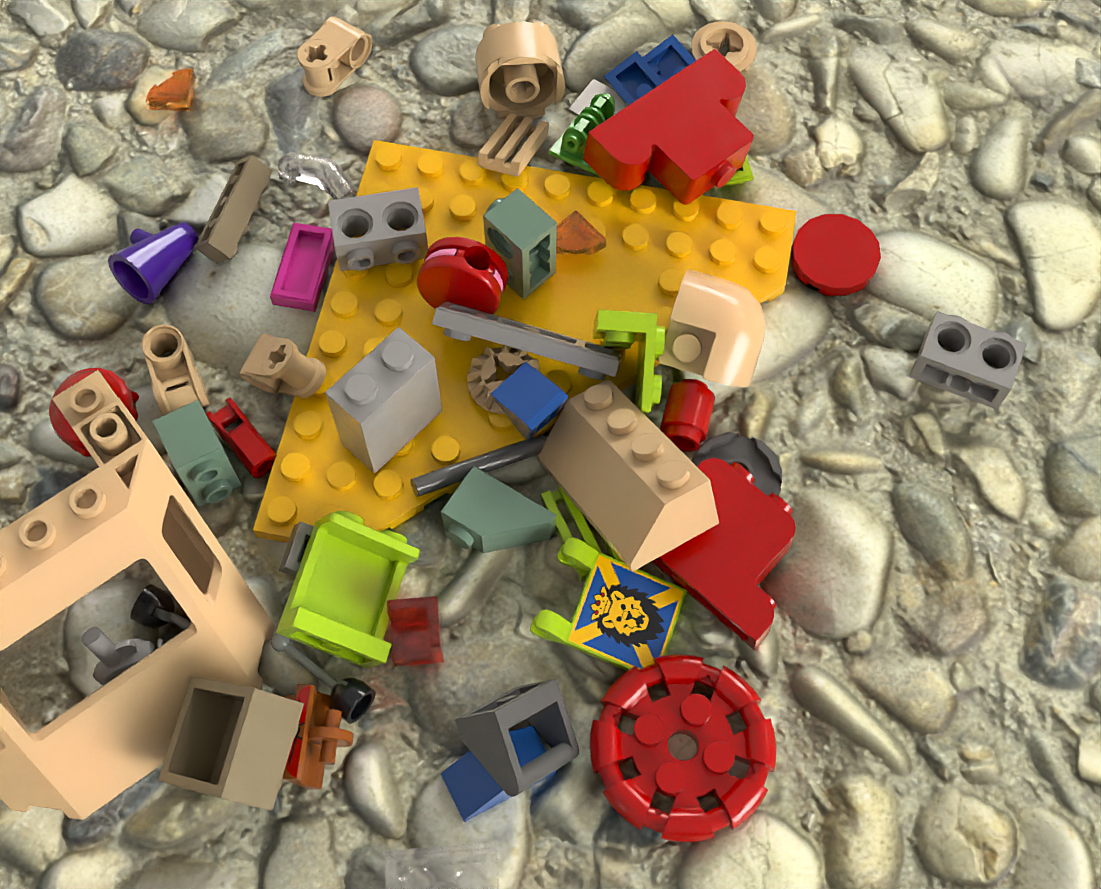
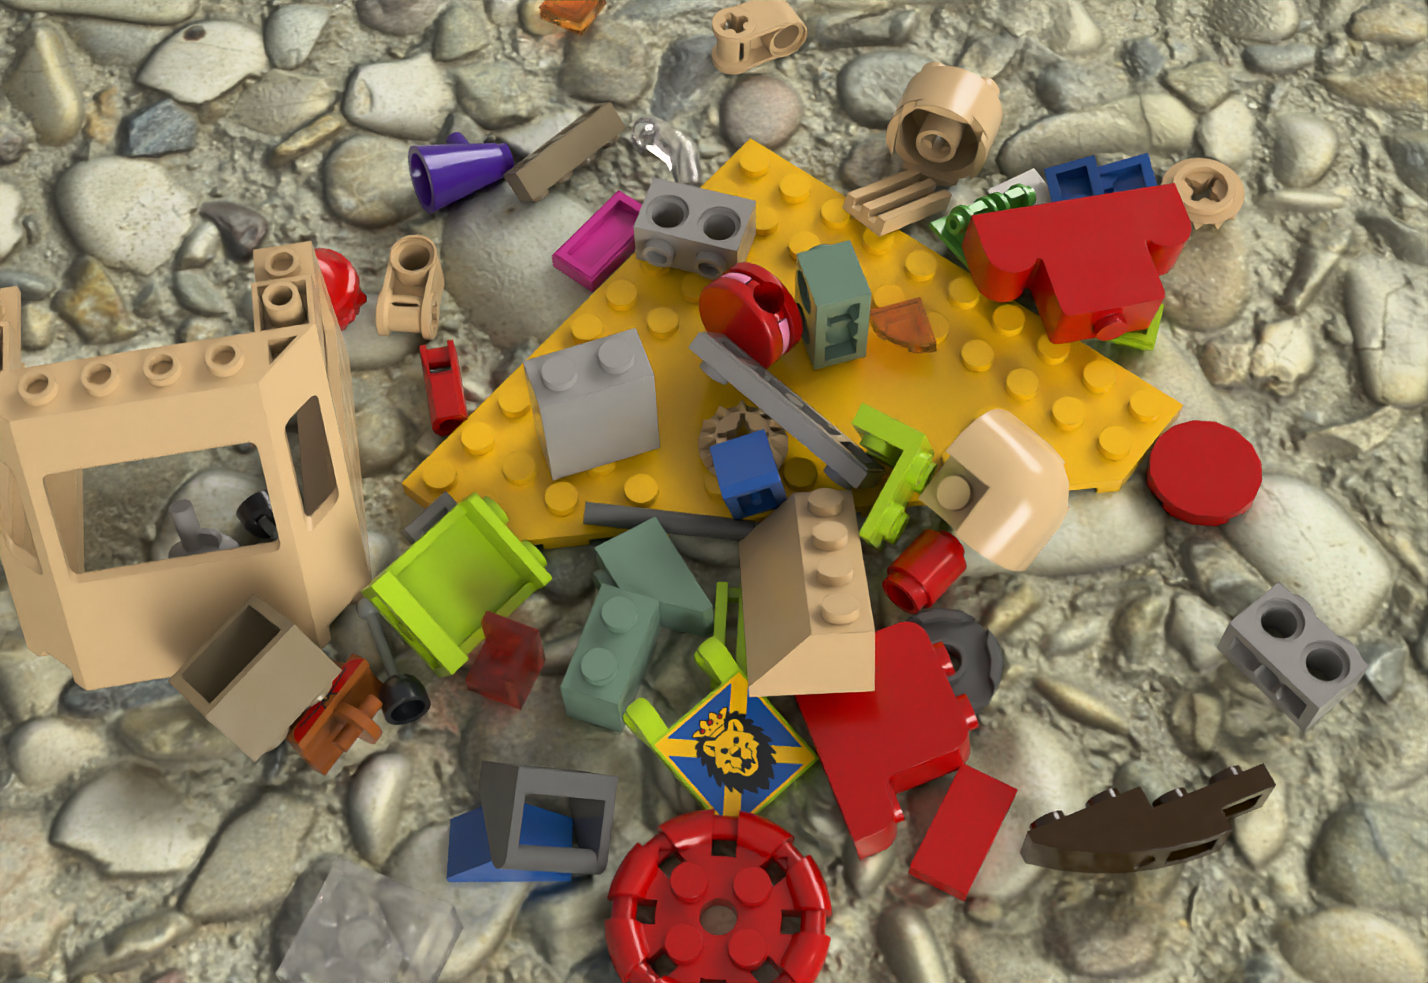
camera: 30 degrees right, 5 degrees down
(197, 454) = (384, 379): sand green brick -> none
(280, 368) = (517, 329): tan piece -> none
(498, 589) = (611, 657): none -> sand green brick
(816, 594) = (962, 831): none -> red tile
(937, 532) = (1130, 836): none -> dark brown slope

